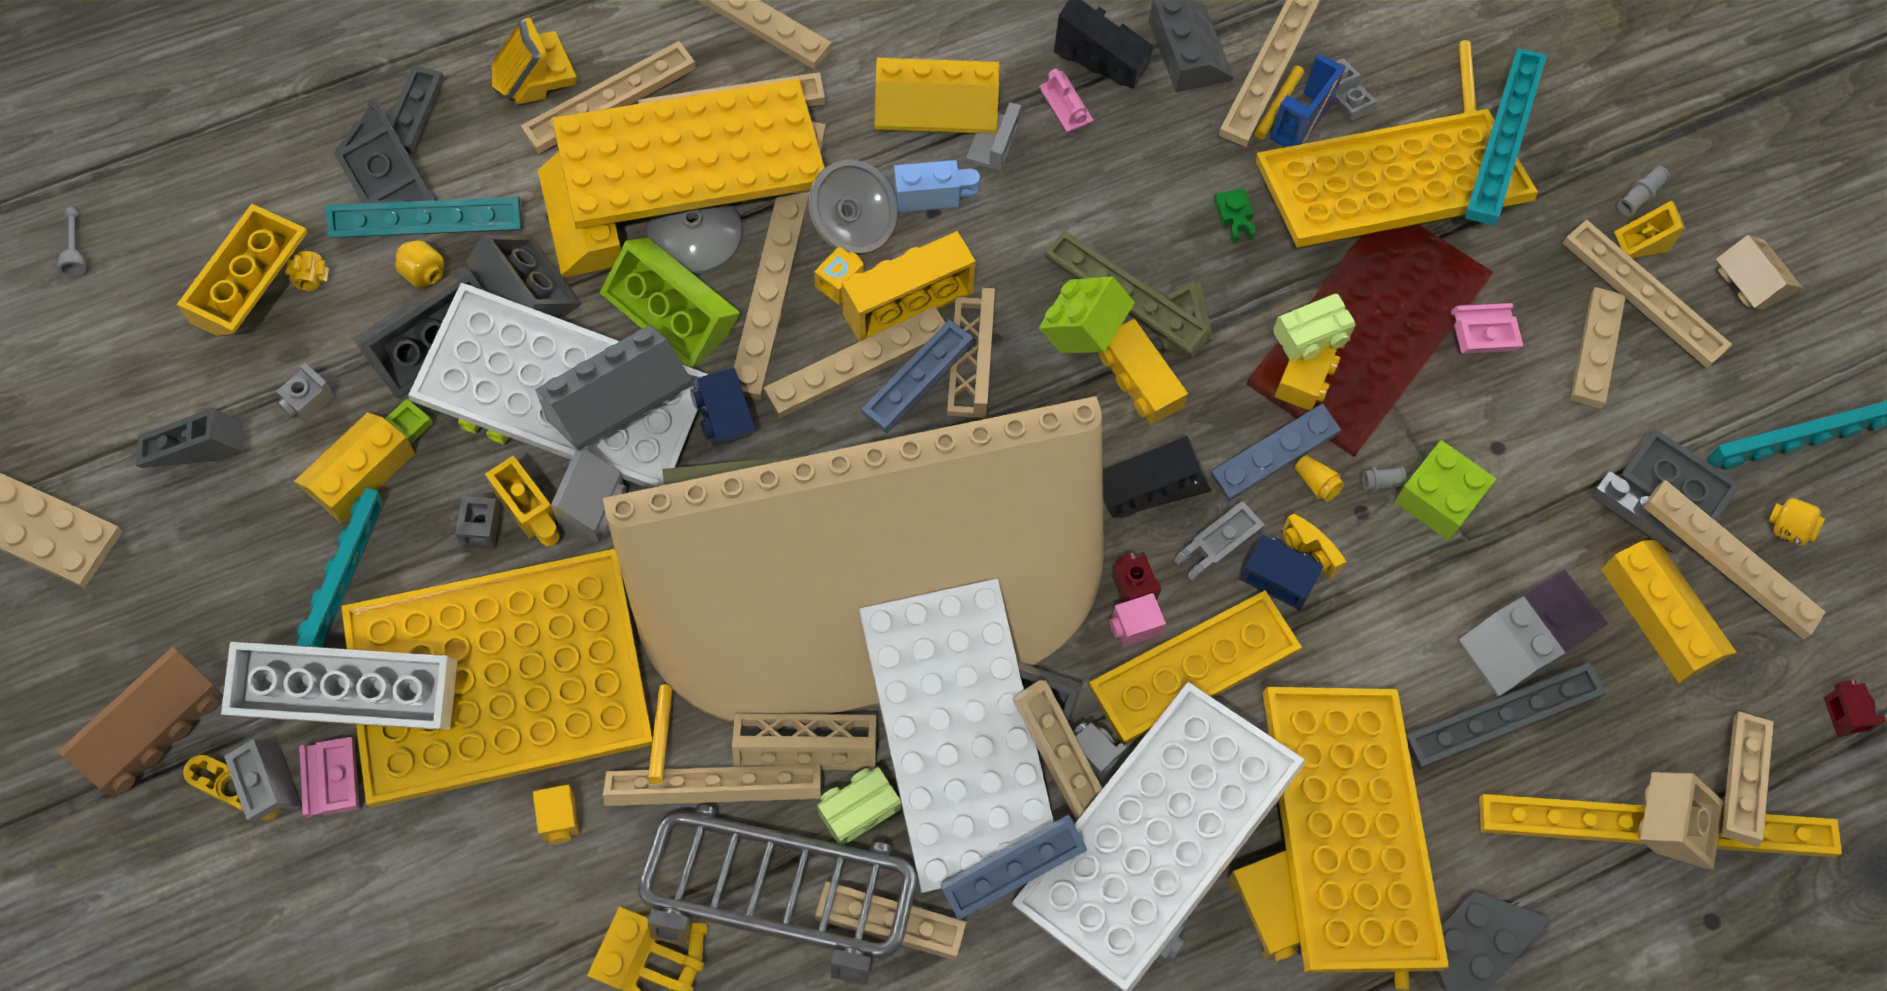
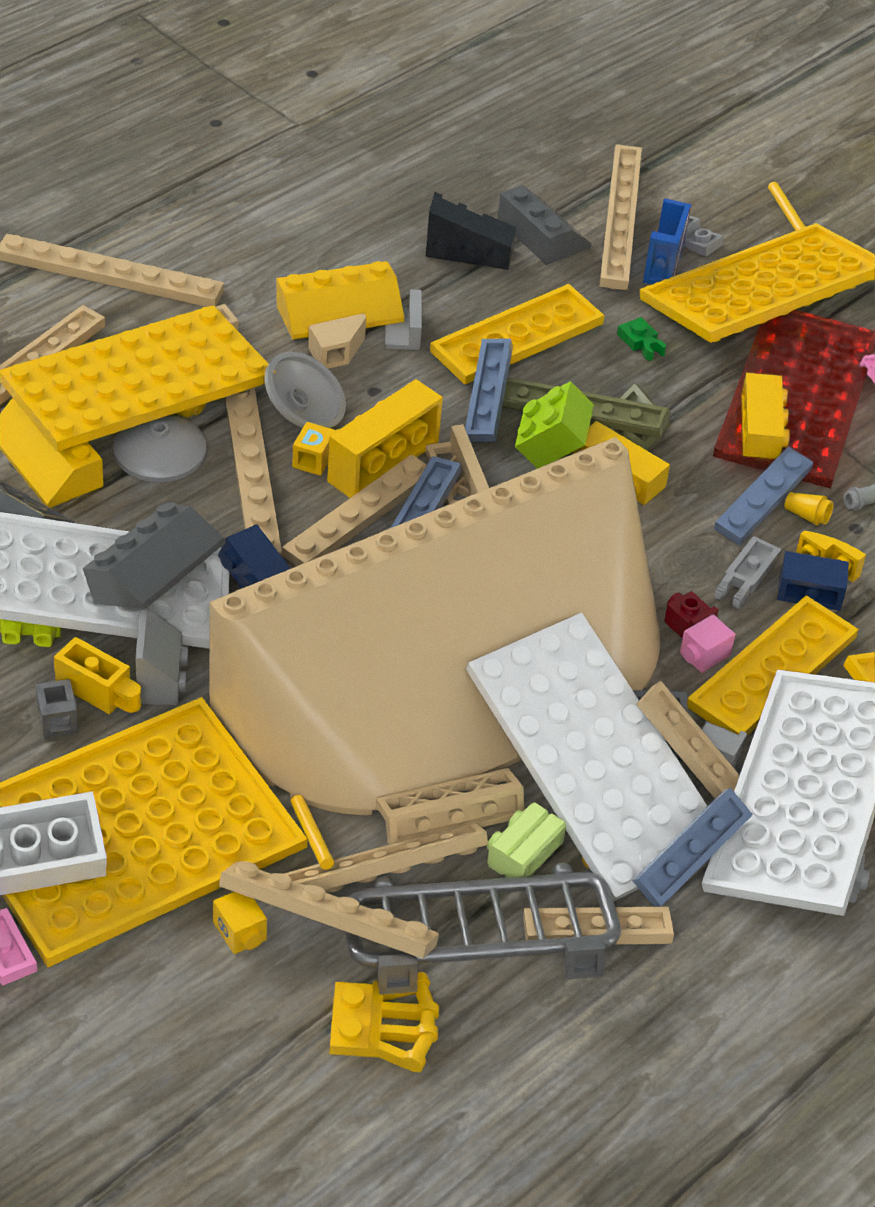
camera: 20 degrees left, 20 degrees down
(630, 841) = (337, 912): none -> tan plate
(669, 298) = (135, 488): lime slope -> none
(917, 142) = (337, 340): none -> tan slope
(933, 185) = (368, 365): light blue brick -> none
(1041, 248) = (488, 390): none -> sand blue plate
(1065, 101) = (456, 287): bright pink hinge -> none
(1105, 178) = (530, 326): none -> yellow plate
(1154, 479) = (679, 529): black wedge -> none
(1286, 89) = (639, 254): yellow bar -> none
(1314, 328) = (759, 384): yellowish green brick -> none
(1506, 137) = (845, 233): teal plate -> none

